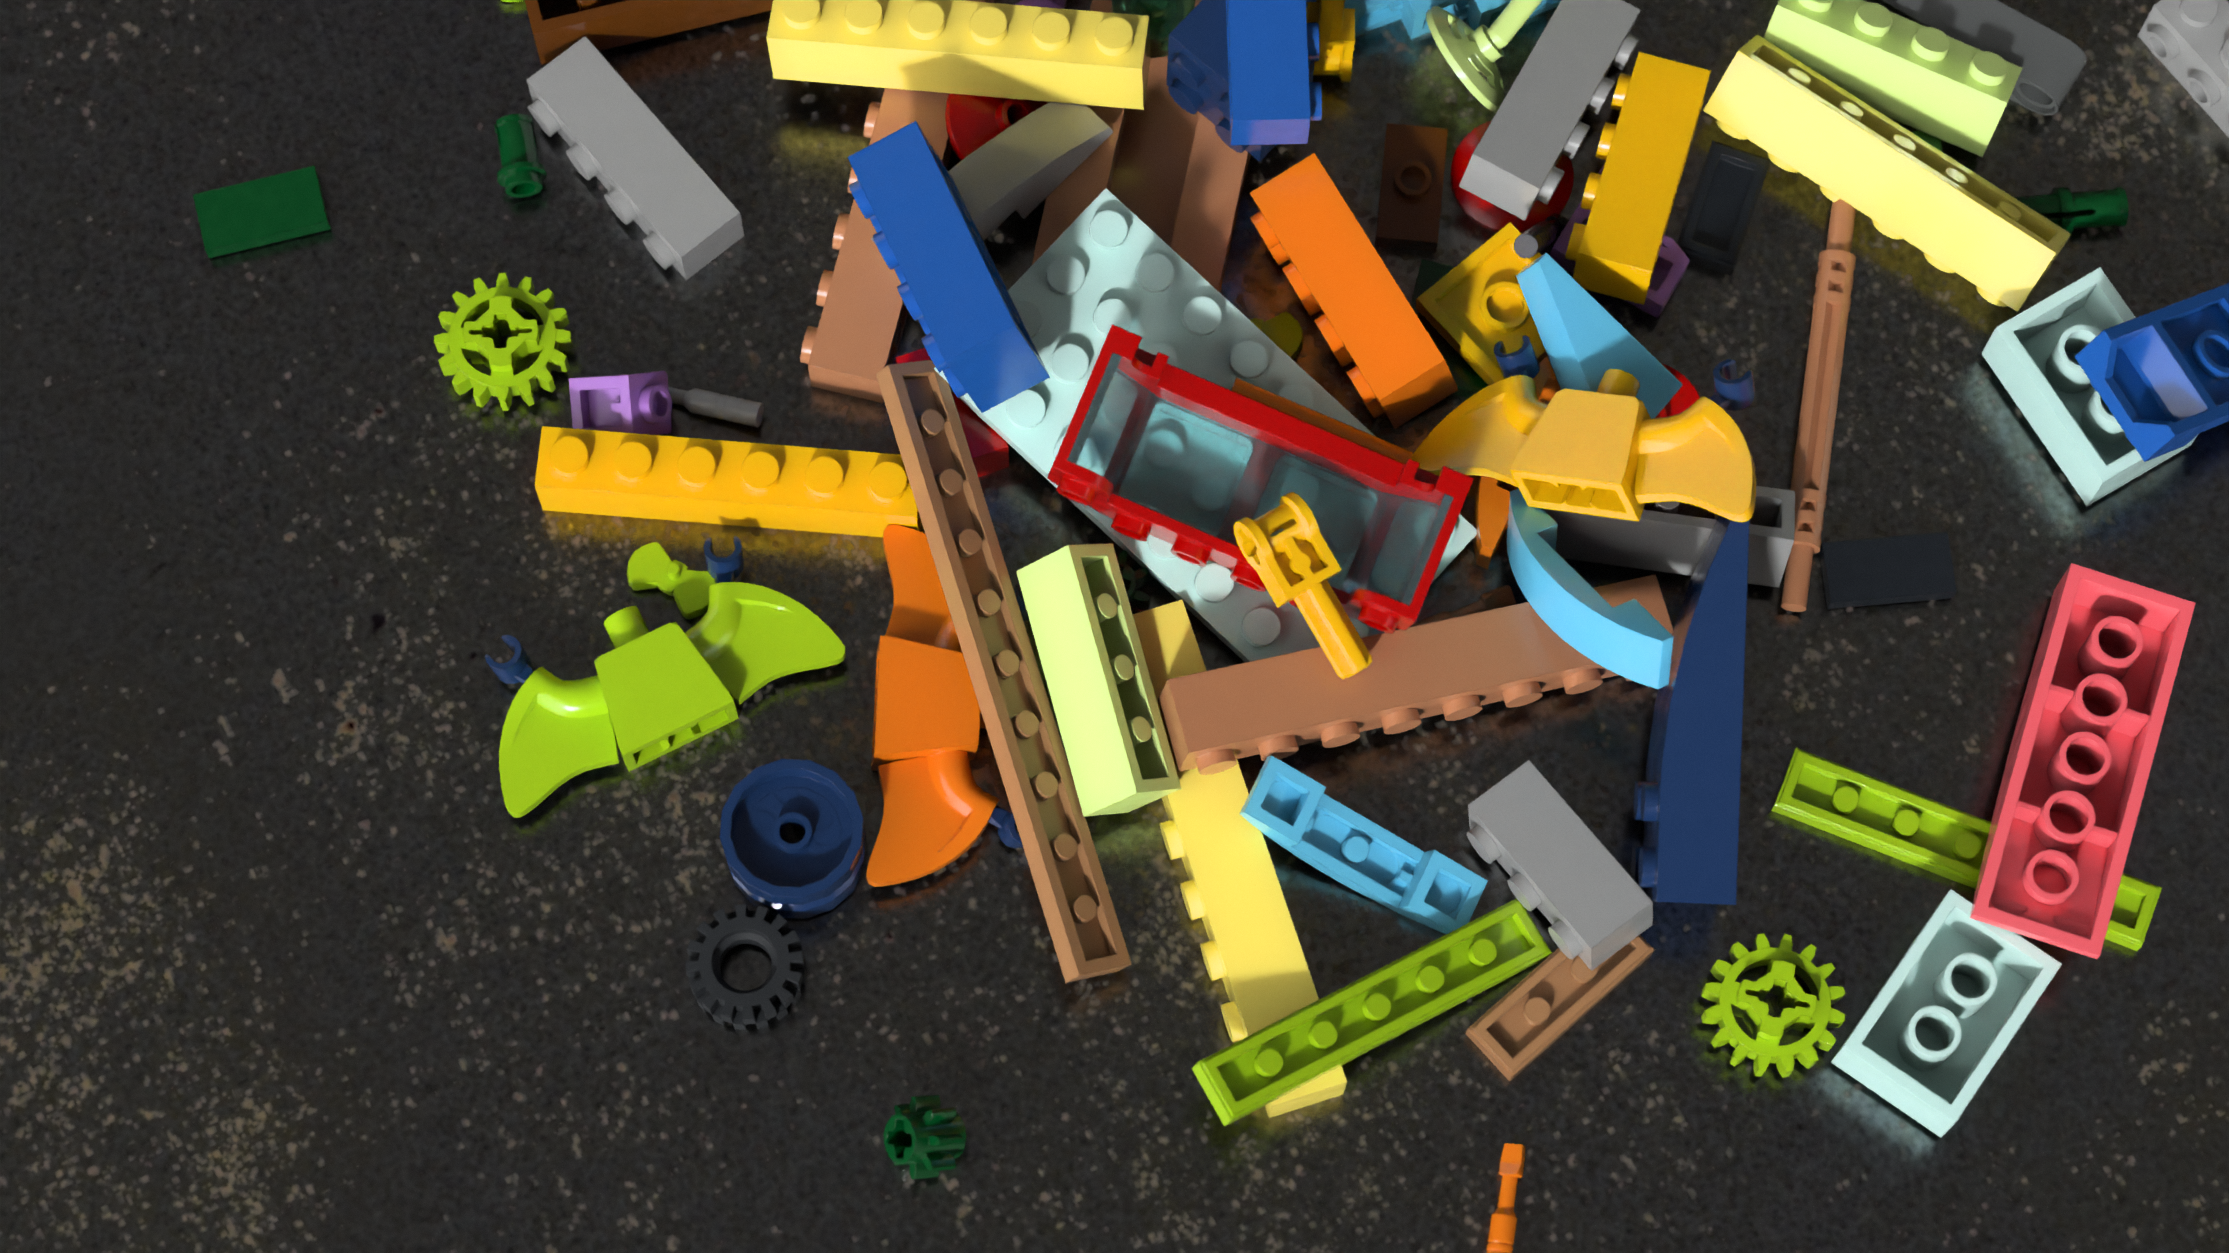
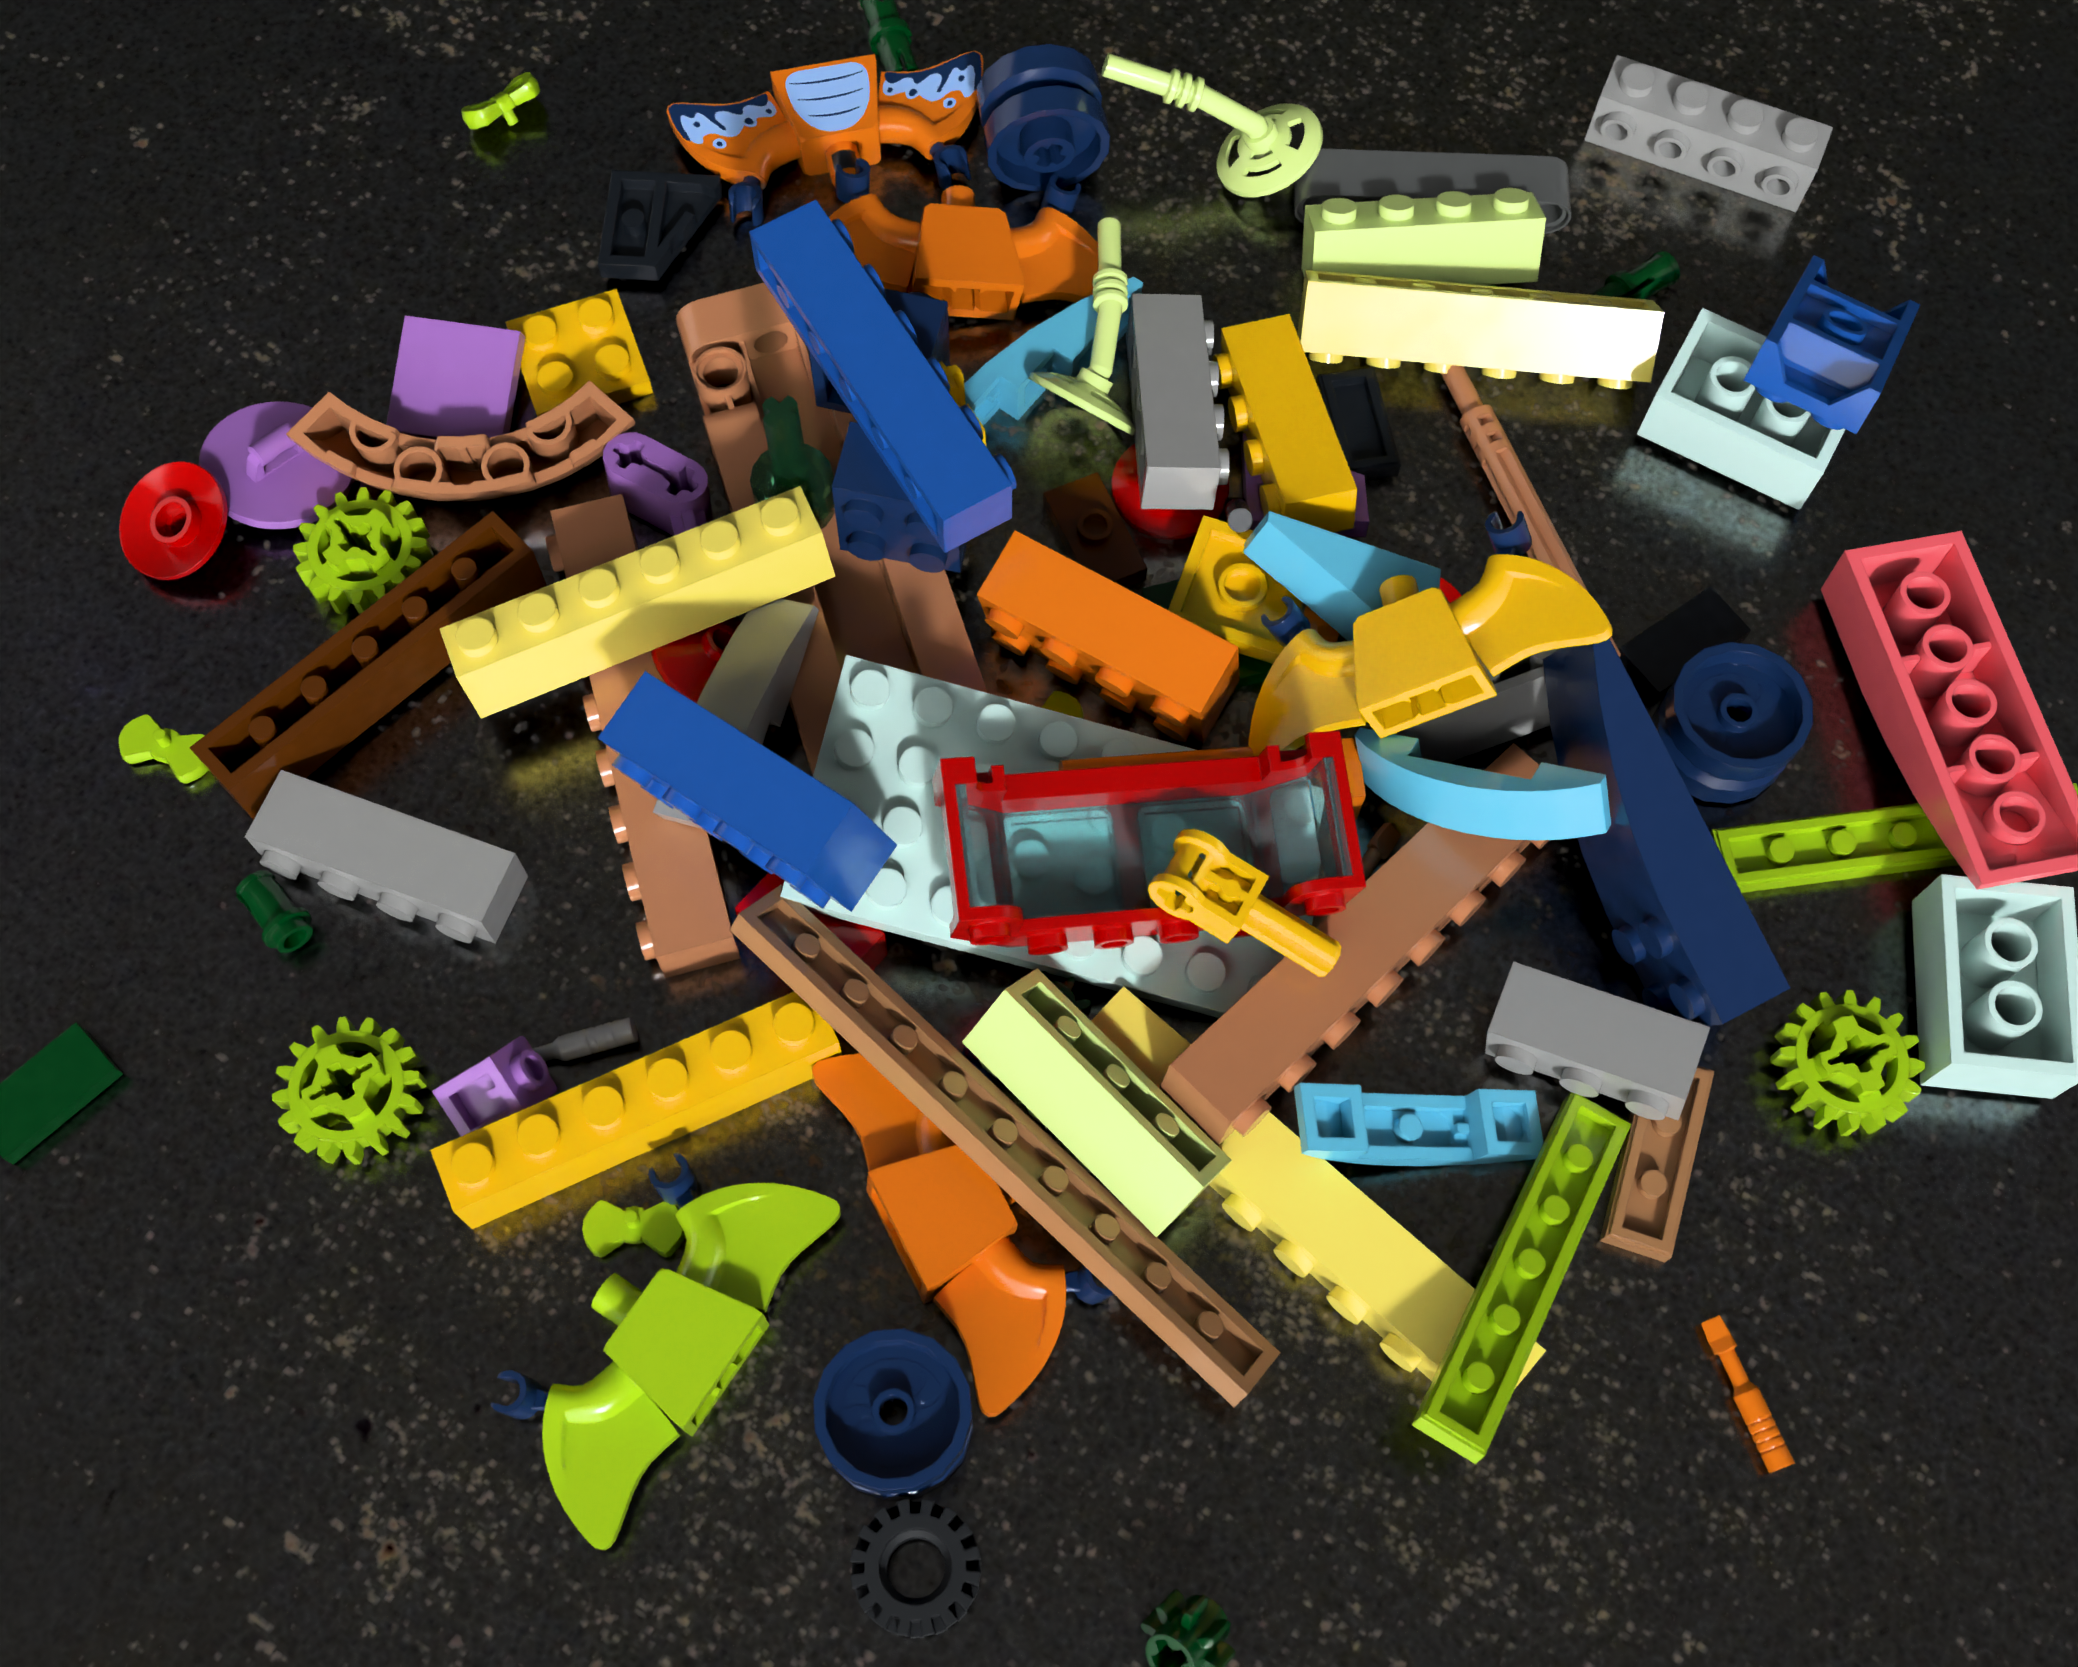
camera: 30 degrees left, 5 degrees down
(1902, 654) = (1734, 721): none -> dark blue wheel

